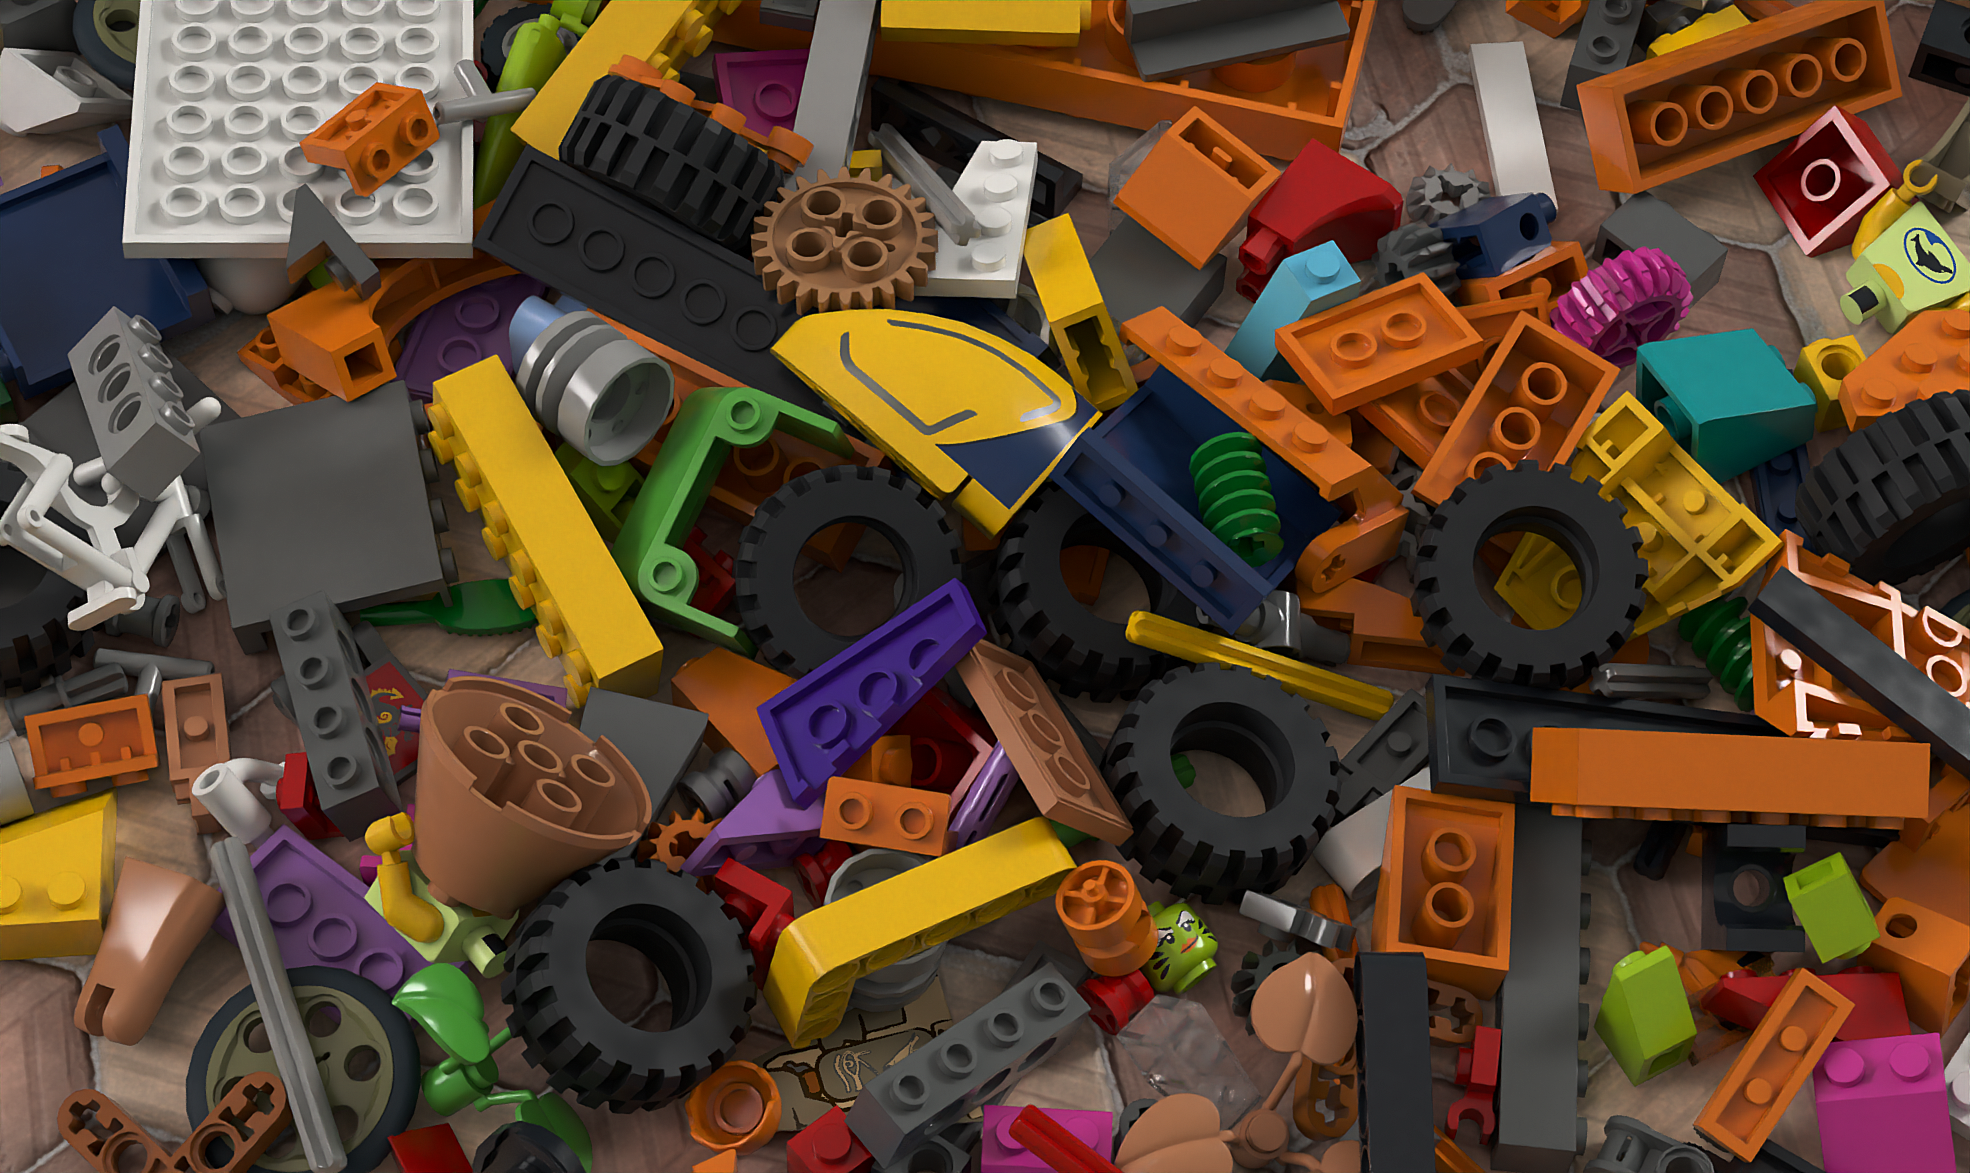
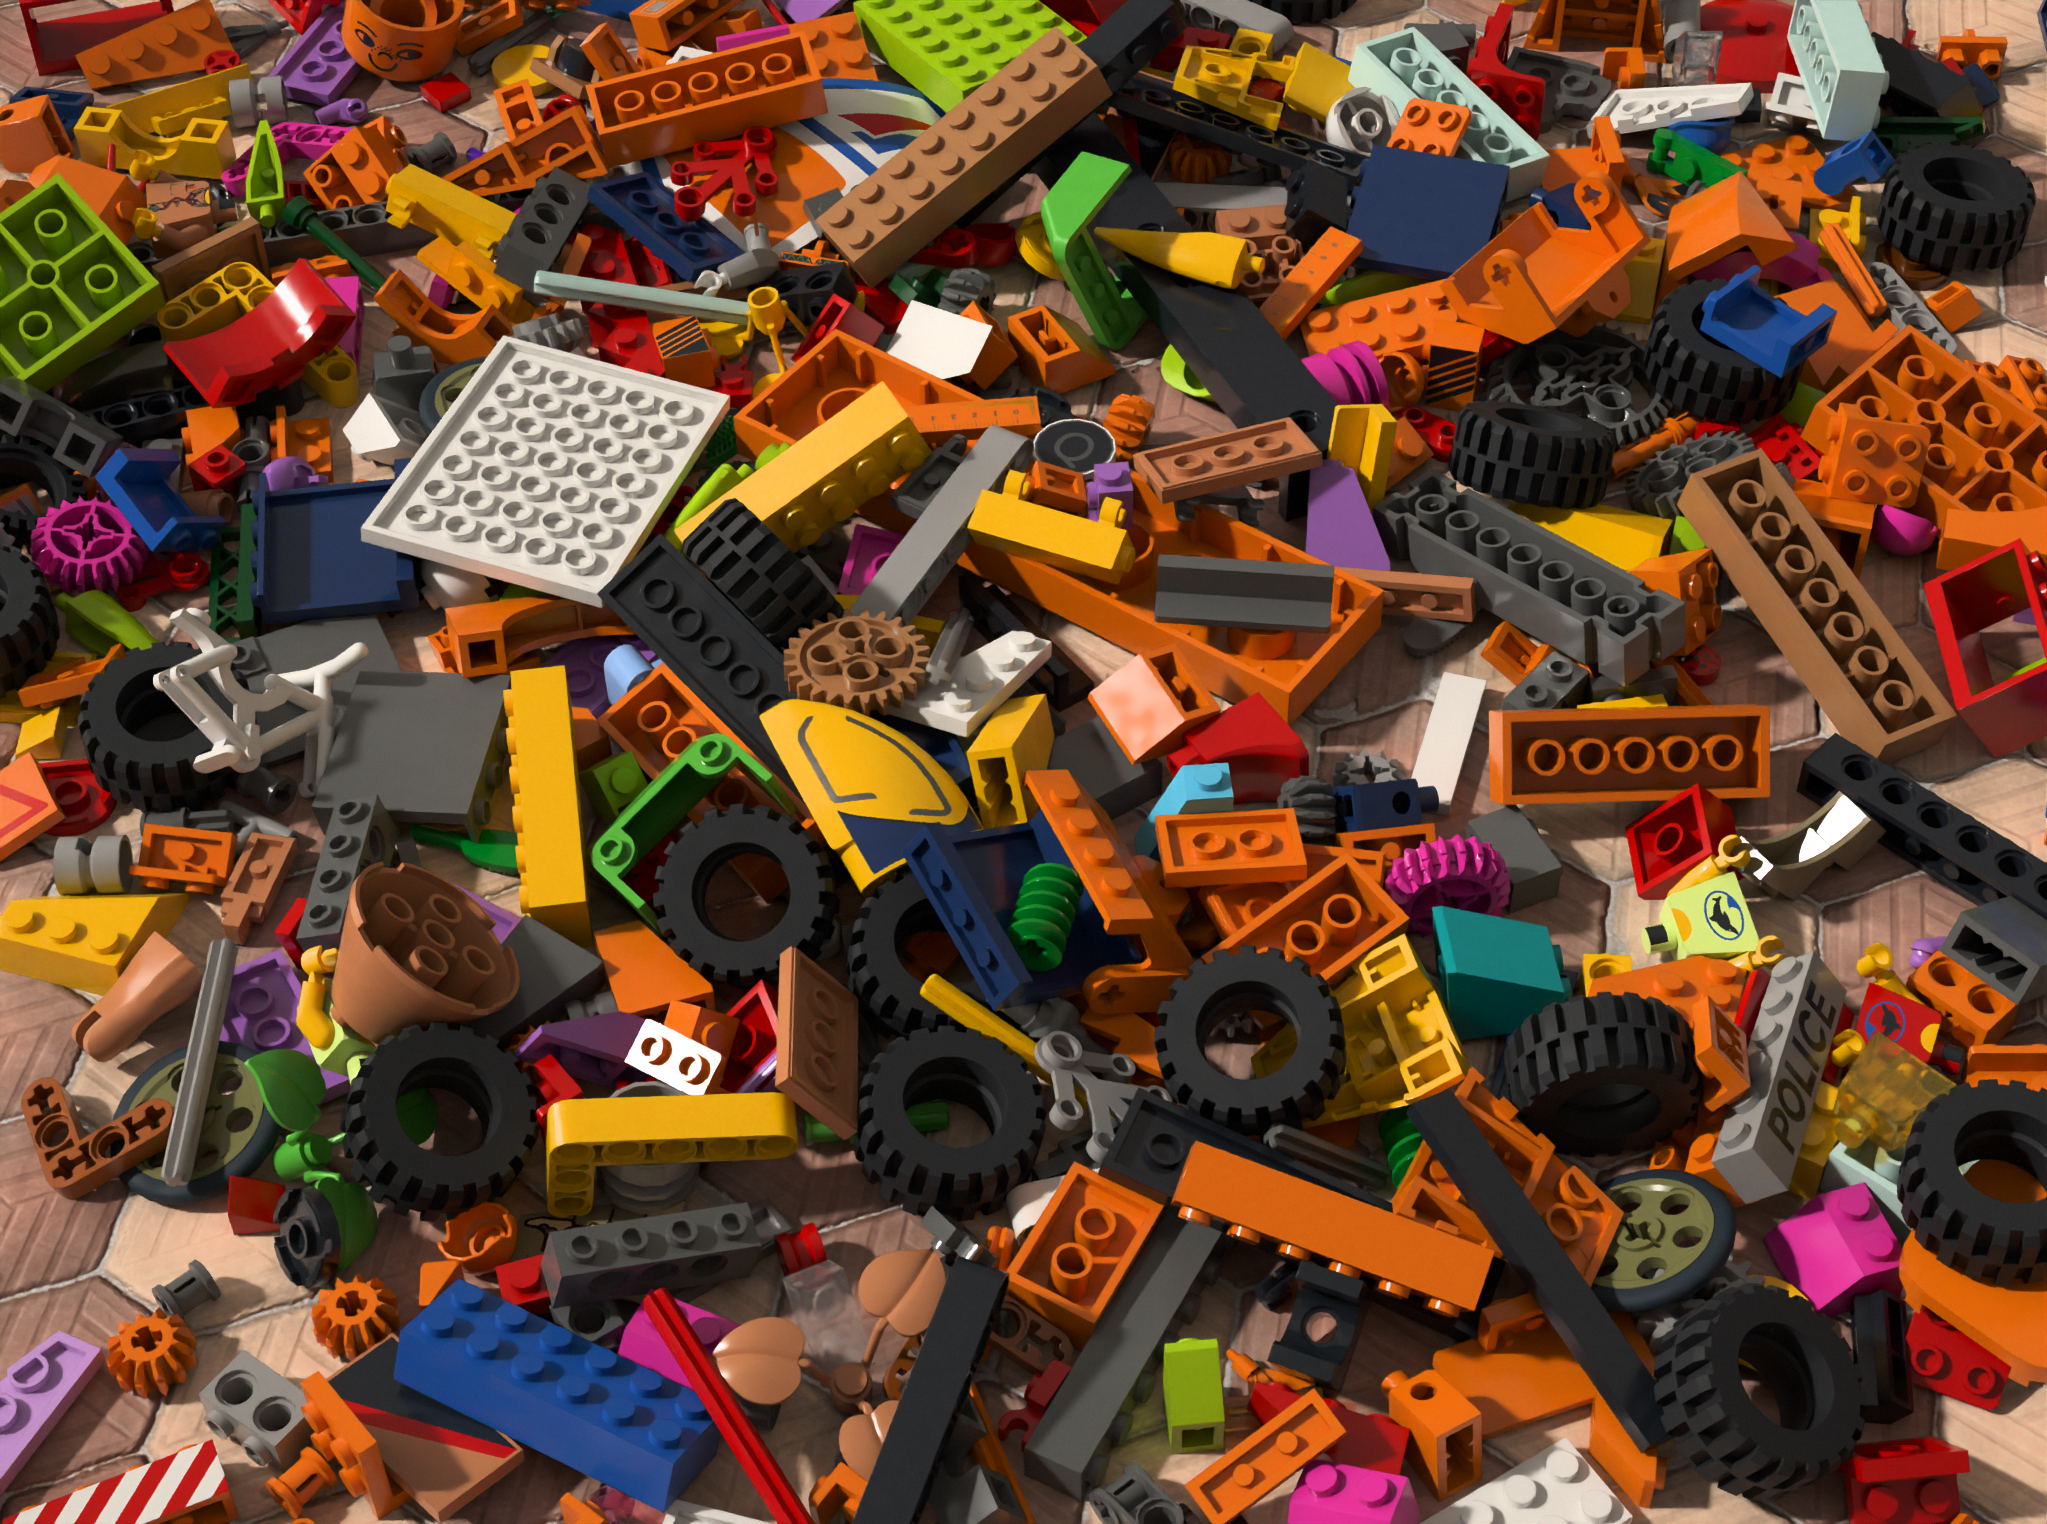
camera: 25 degrees right, 10 degrees down
(133, 403) = (315, 636): light grey brick -> none
(232, 804) = (249, 922): white plant -> none
(320, 236) = (487, 561): dark grey slope -> none
(374, 136) = (570, 507): orange bracket -> none
(480, 100) = (663, 504): light grey piece -> none
(595, 387) = (627, 711): light grey wheel -> none
(782, 145) = (848, 590): orange plant -> none
(858, 695) = (706, 971): dark purple wing -> none
(1107, 918) = (805, 1186): orange wheel -> none
(1182, 950) = (859, 1231): lime head -> none
(1322, 664) = (1067, 1063): none -> light grey plant
(1832, 908) = (1366, 1357): lime brick -> none

